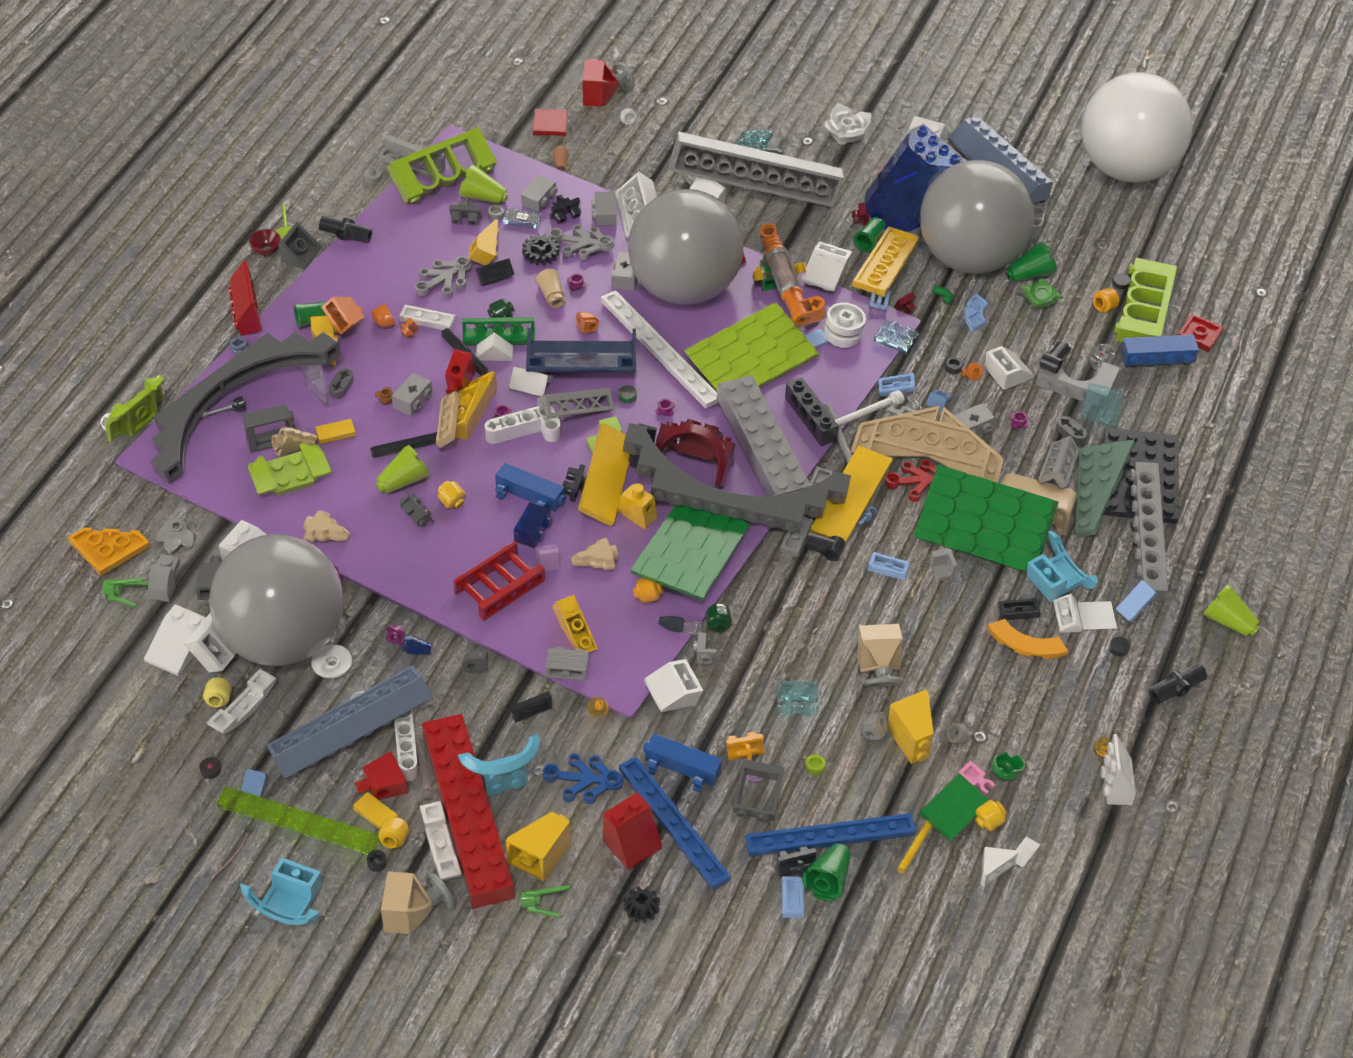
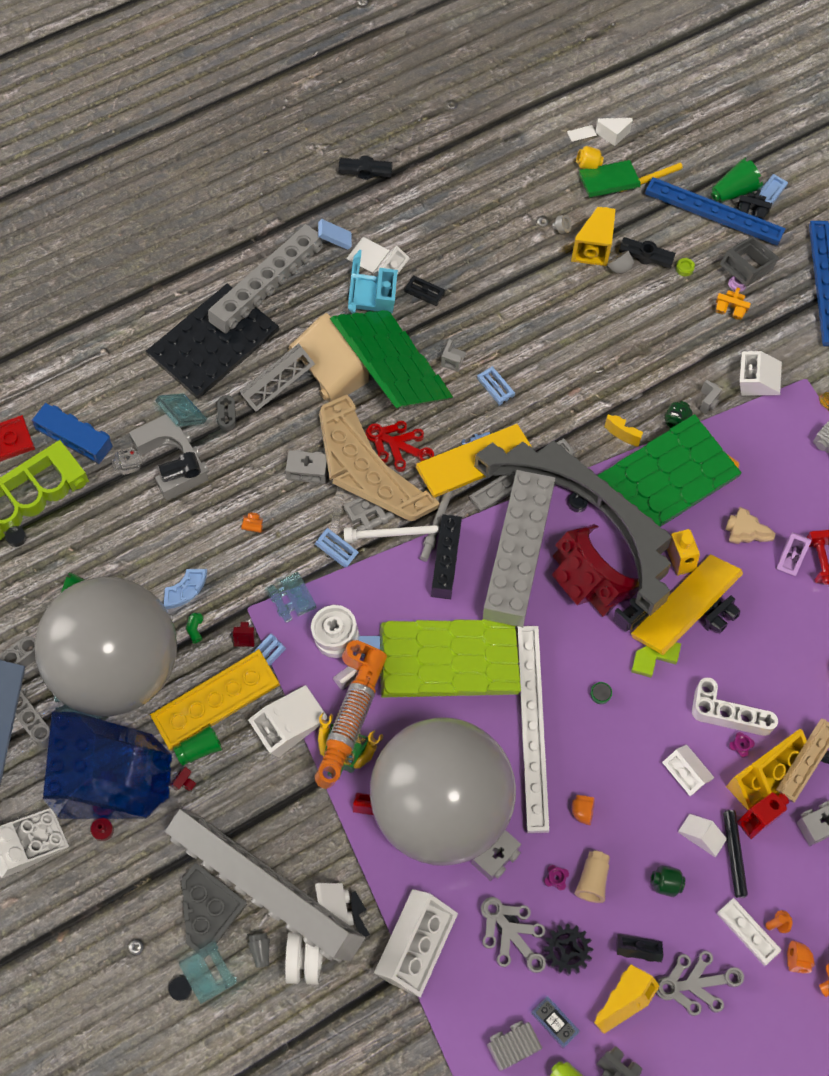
camera: 145 degrees left, 15 degrees up
(496, 212) = (579, 1054): light grey tile -> none
(514, 335) = (686, 853): green fence -> none
(529, 487) = (768, 636): blue brick -> none
(532, 525) = (788, 592): clear blue brick -> none
(562, 398) = (667, 702): light grey fence -> none
(564, 206) = (498, 1000): black hips -> none
(574, 624) = (810, 475): yellow slope -> none
(581, 355) = (623, 759): dark blue slope -> none
(605, 208) = (454, 968): light grey brick -> none
(665, 407) = (582, 652): magenta plate -> none
(679, 624) = (709, 420): piece -> none
(683, 760) = (789, 321): blue brick -> none
(759, 580) = (617, 427): none -> yellow slope
(797, 692) = (660, 323): clear light blue plate -> none
(830, 547) = (534, 426): black piece -> none
(846, 126) = (63, 923): white brick -> none
(859, 751) = (647, 252): none -> black piece
(880, 653) = (576, 299): tan piece -> none
(938, 398) = (308, 515): medium blue slope -> none
(953, 365) = (262, 542): black tile -> none
(976, 777) = (576, 190): bright pink plate -> none
(1006, 367) = (221, 500): white slope -> none
(1007, 767) = (547, 179): green hair -> none
(1019, 420) = (261, 443): magenta plate -> none
(1024, 644) = (447, 260): light orange tile -> none
(1041, 294) = (112, 557): bright green hair -> none
(1098, 477) = (252, 351): sand green wing -> none
(1100, 746) = (461, 161): clear yellow tile -> none
(1106, 300) = (57, 518): light orange head -> none
(1118, 774) = (480, 125): white slope -> none
(1119, 646) = (377, 219): black tile -> none
(1232, 612) = (274, 189): lime cone -> none

